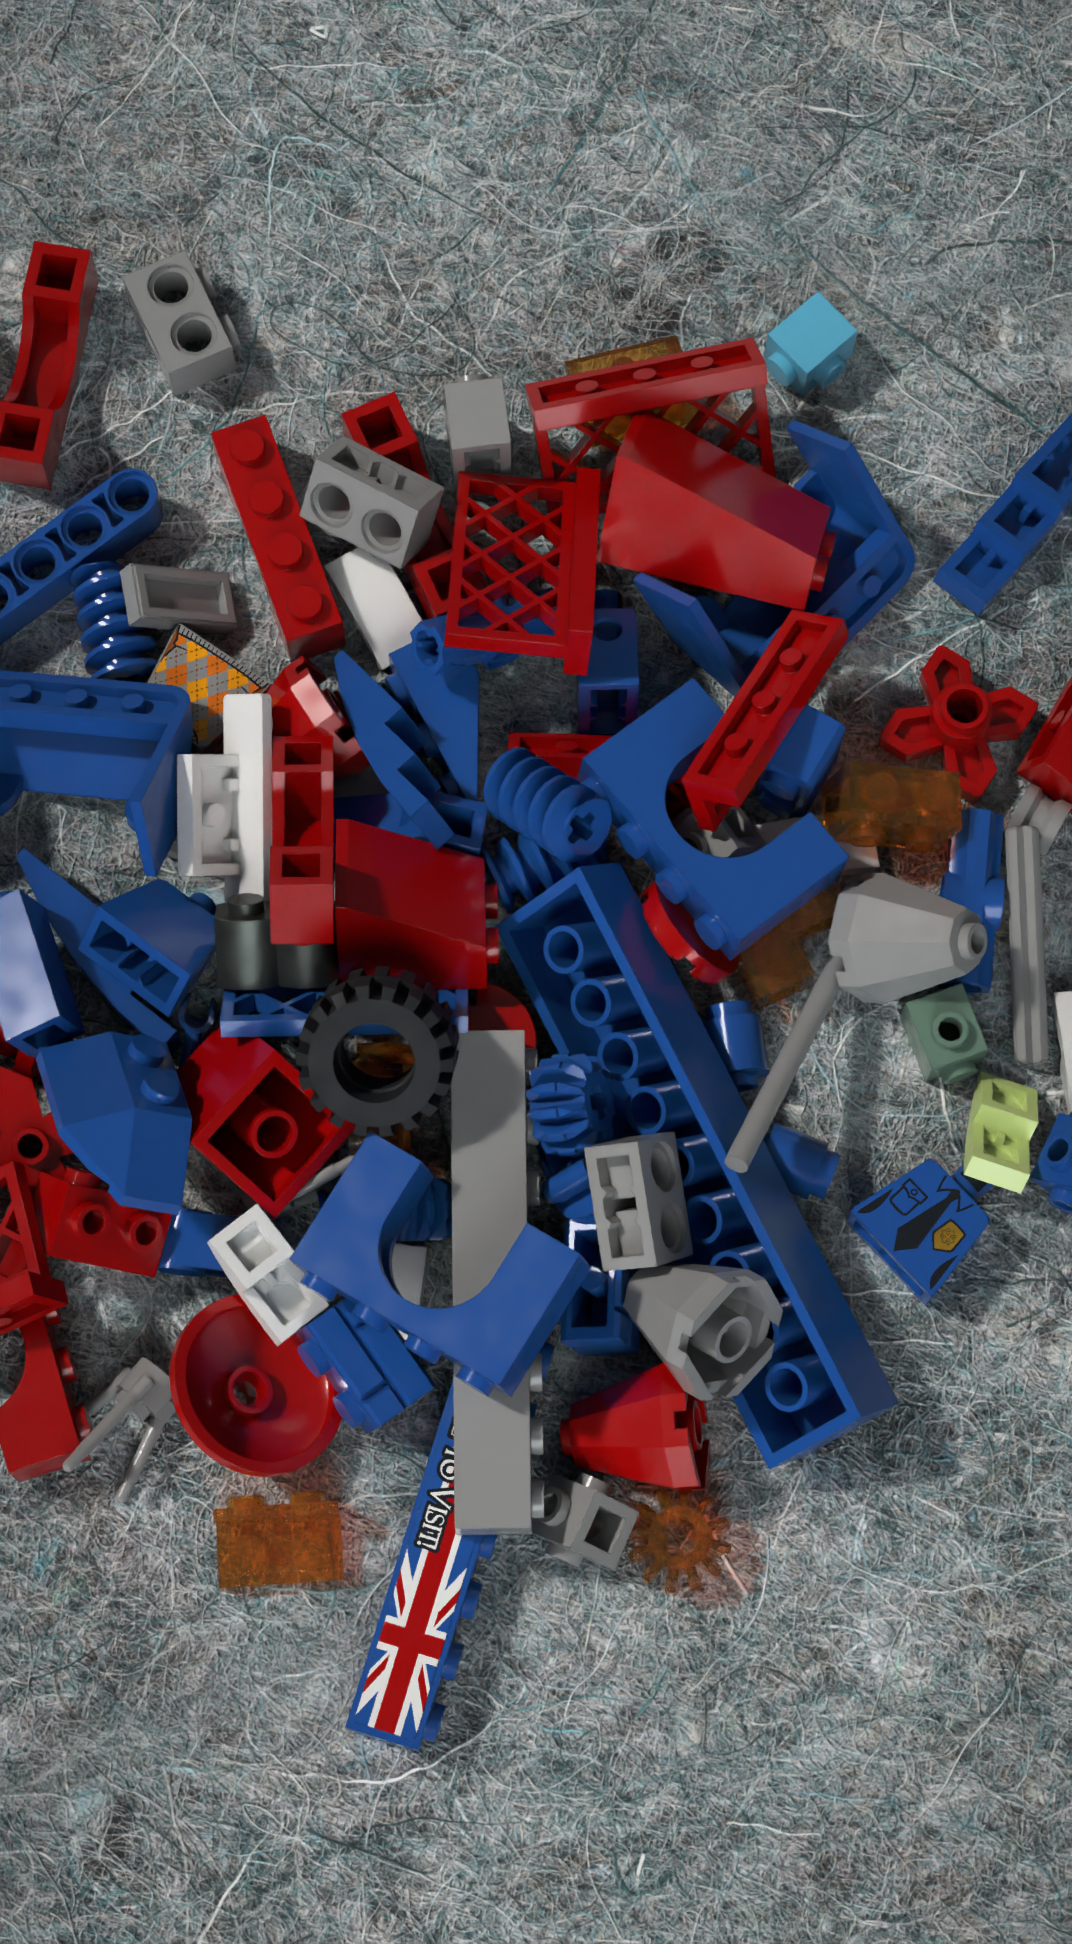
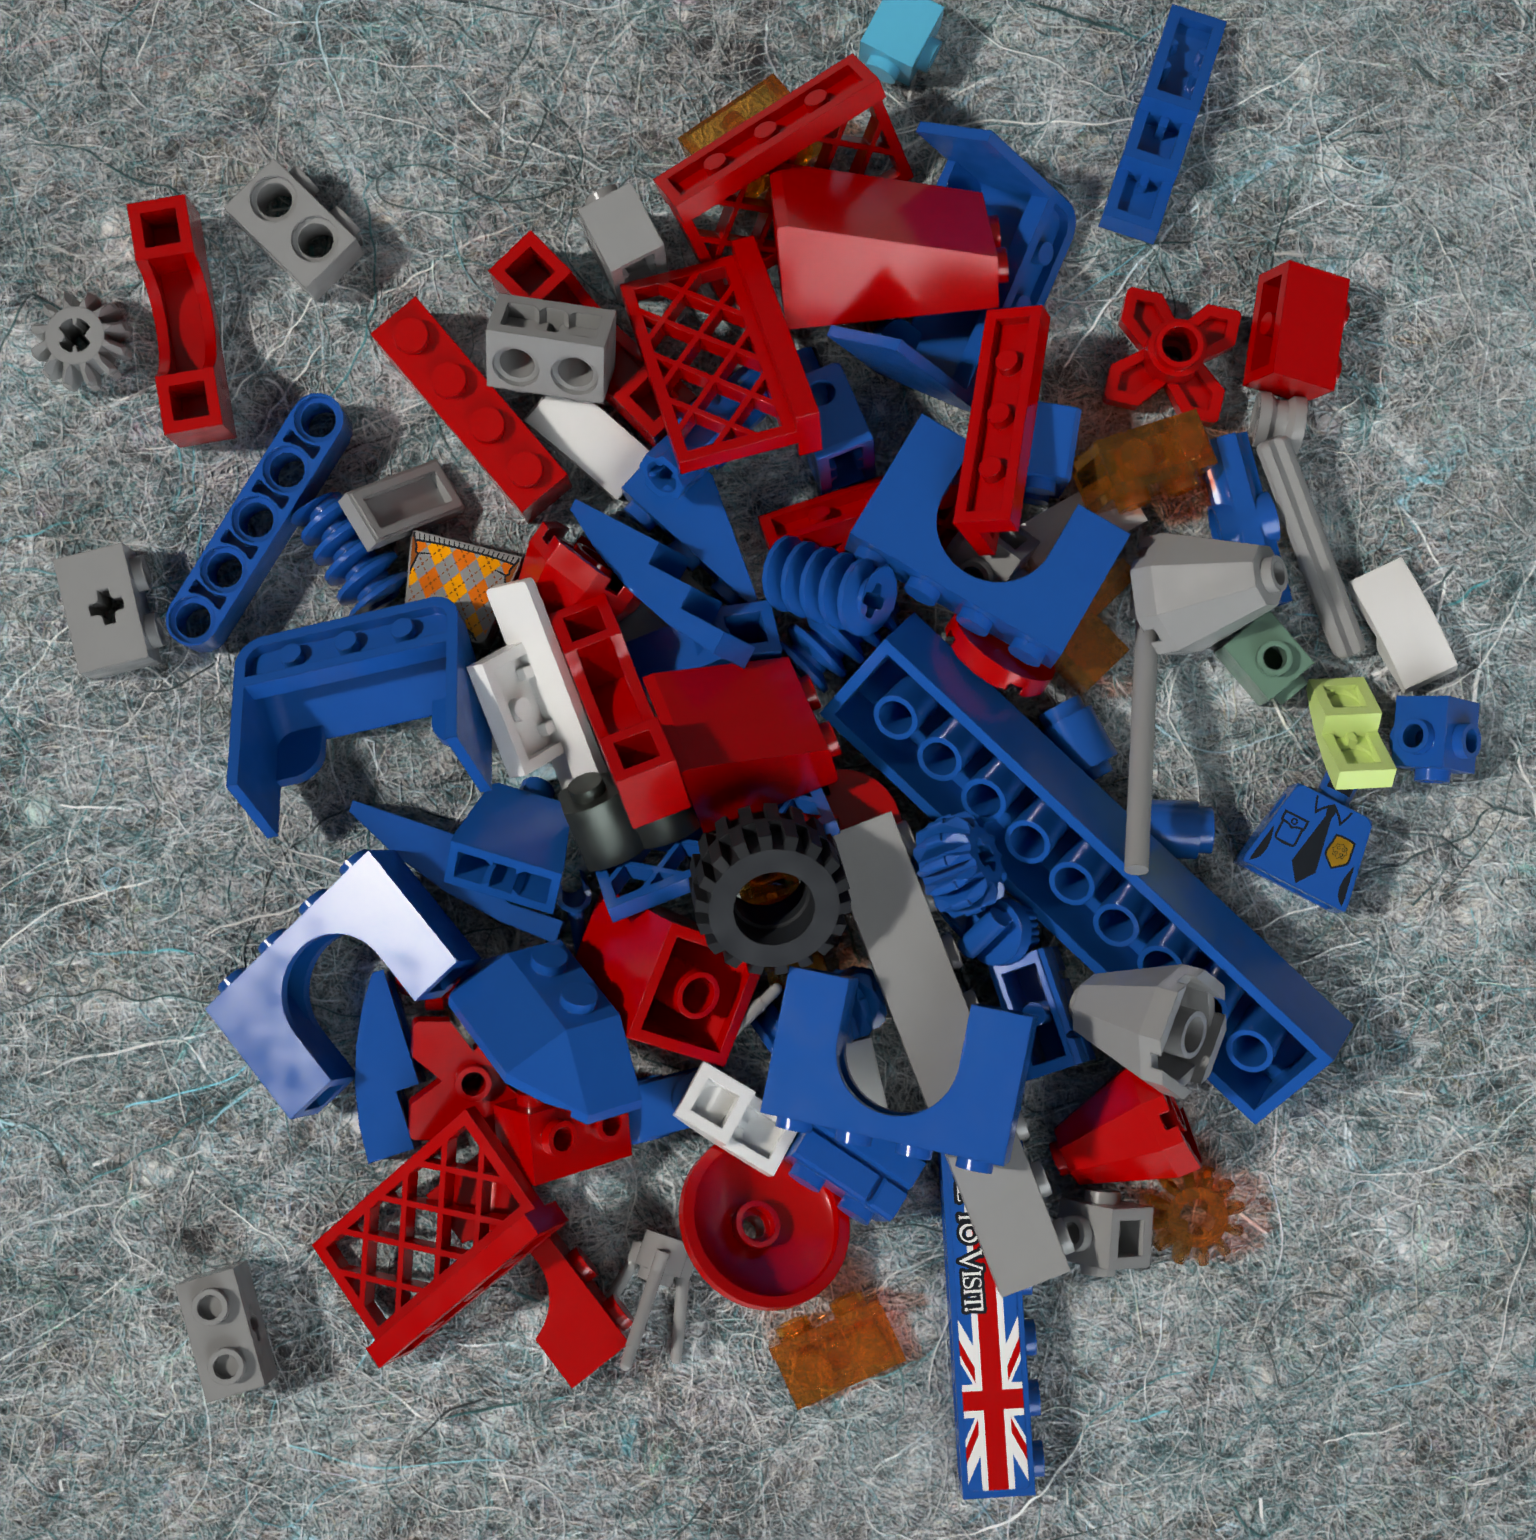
camera: 20 degrees left, 10 degrees up
(638, 1201) = (1056, 933): light grey brick -> none

